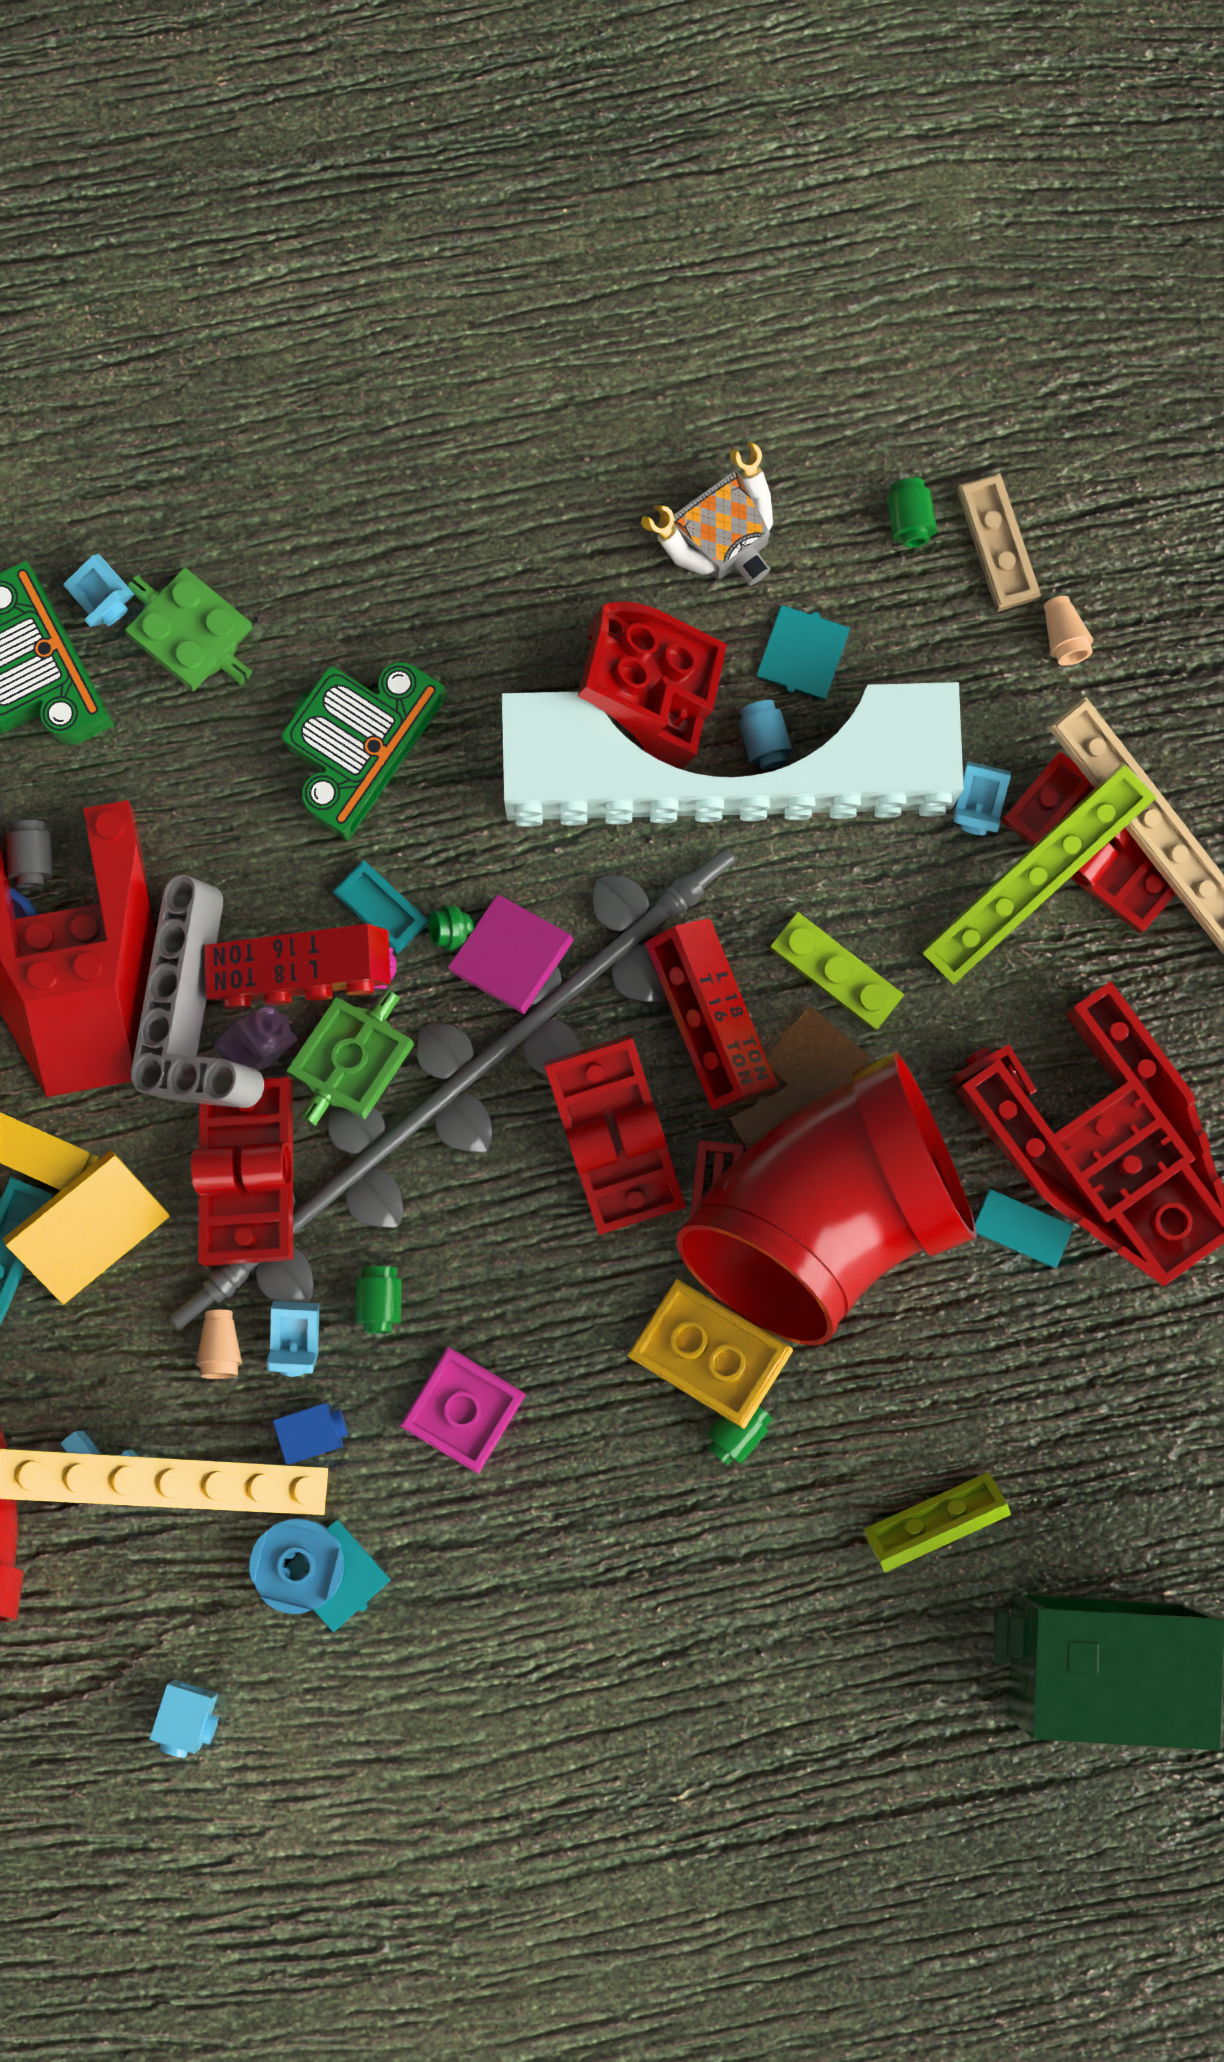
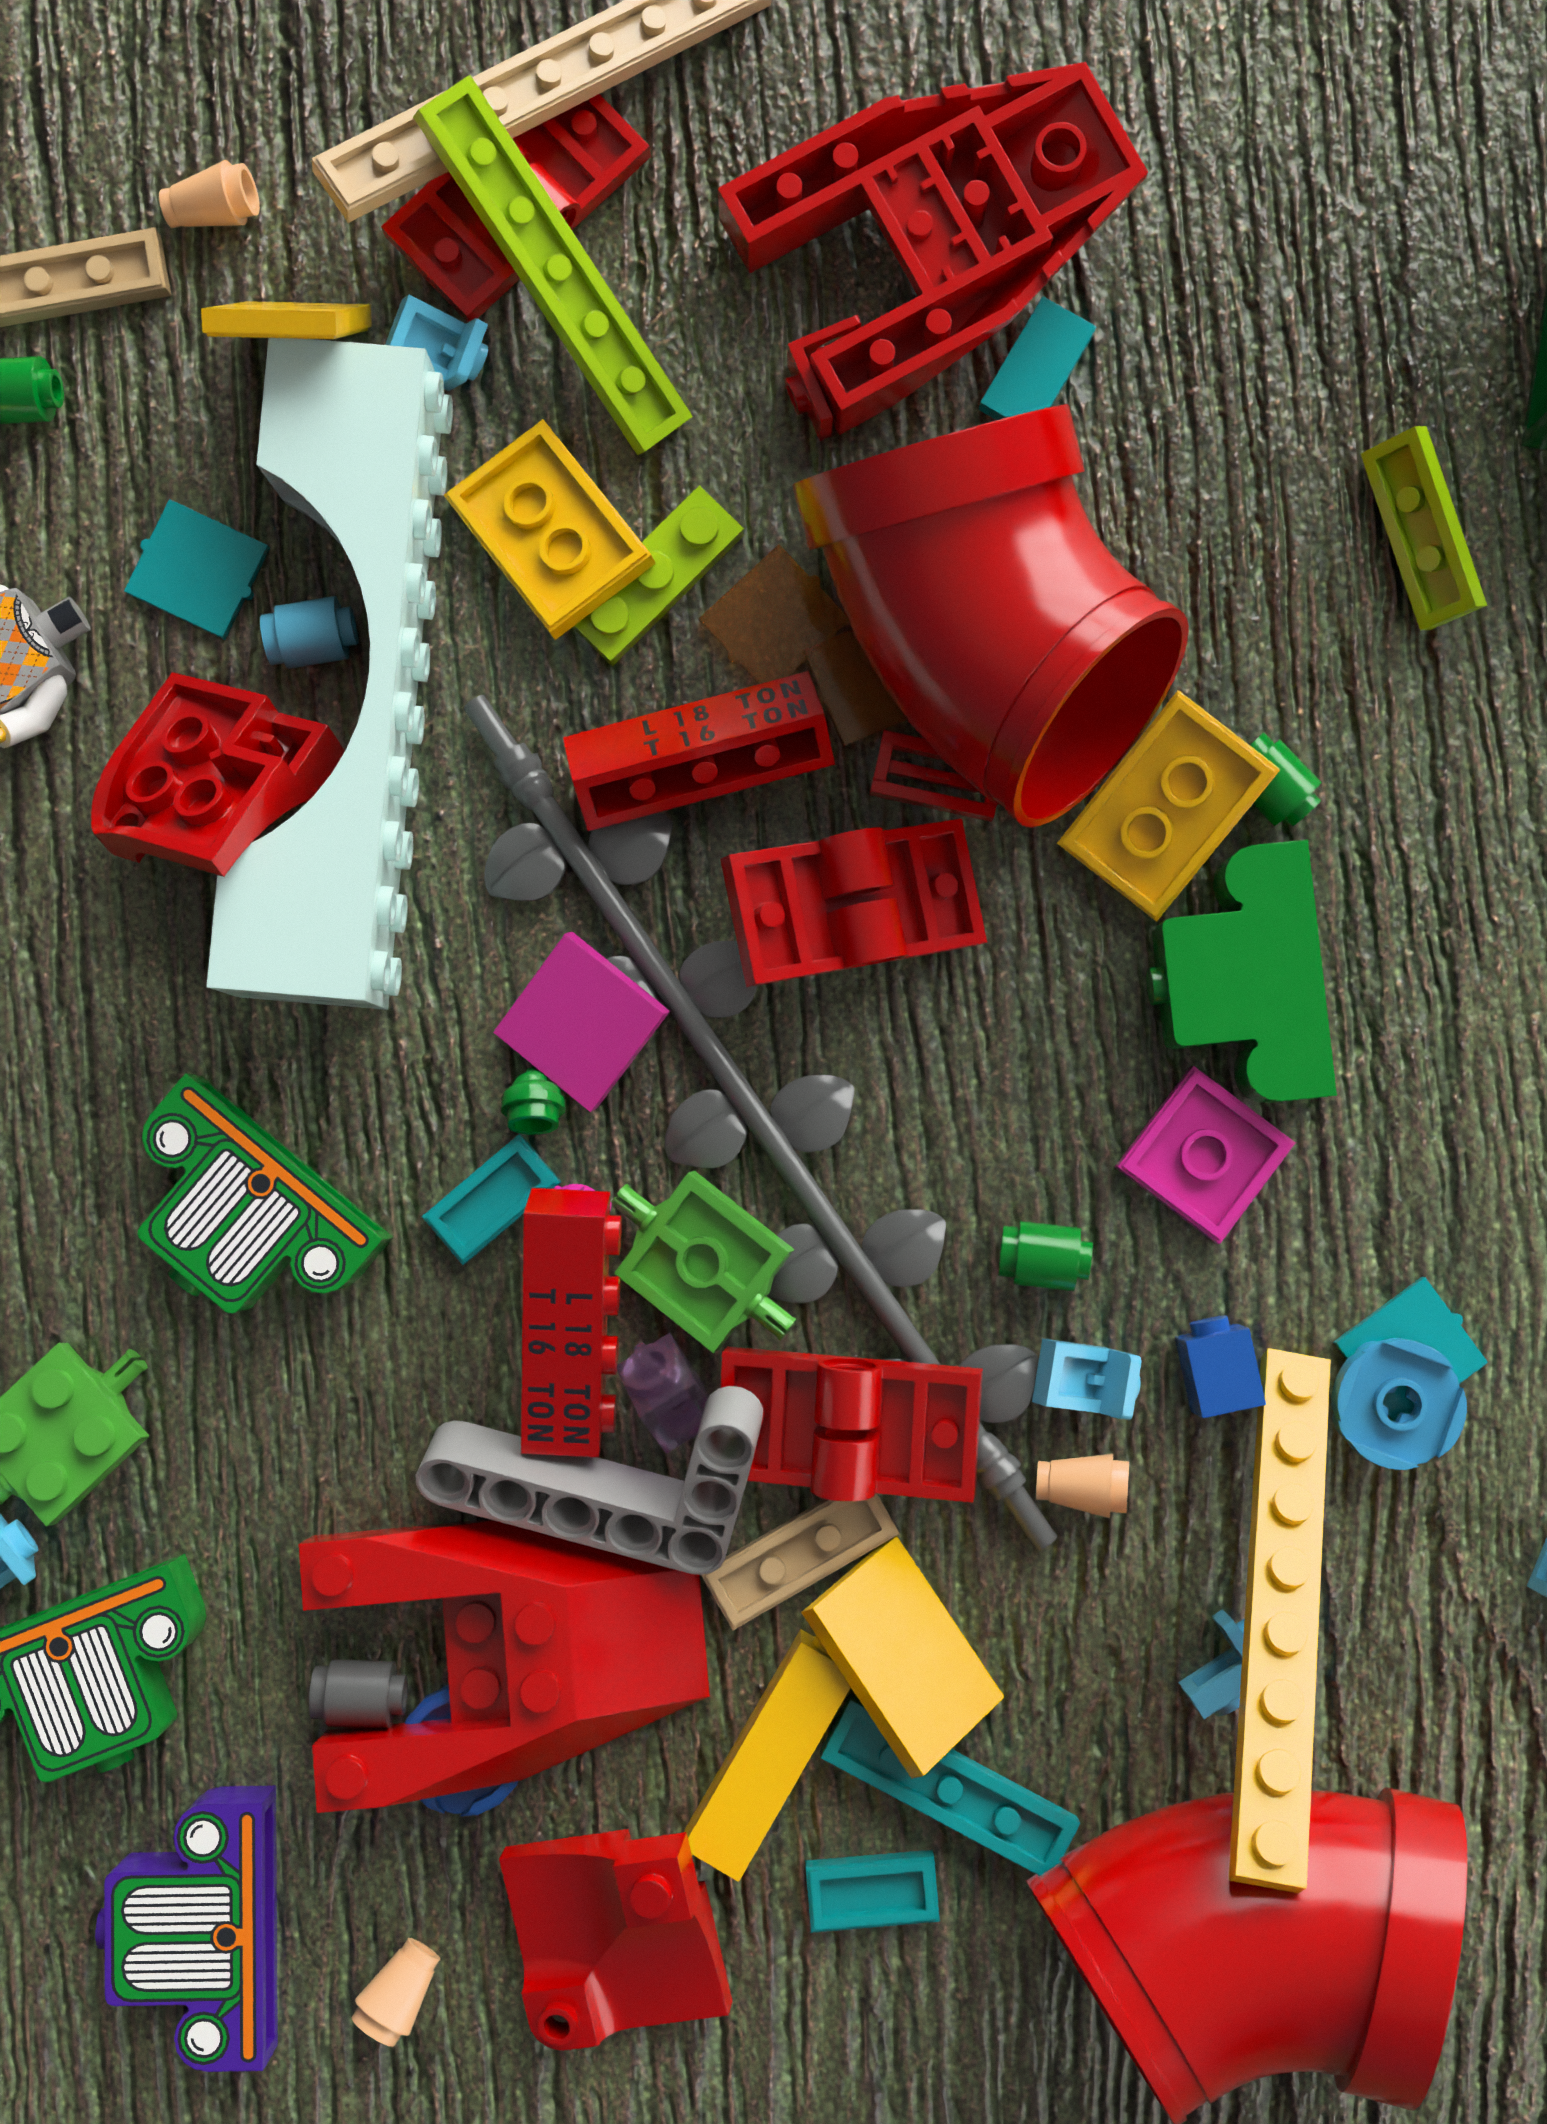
camera: 80 degrees left, 5 degrees up
(150, 1148) = (797, 1556): none -> tan tile
(594, 1427) = (1251, 975): none -> green brick
(858, 892) = (549, 529): none -> yellow tile
(976, 694) = (286, 320): none -> yellow tile

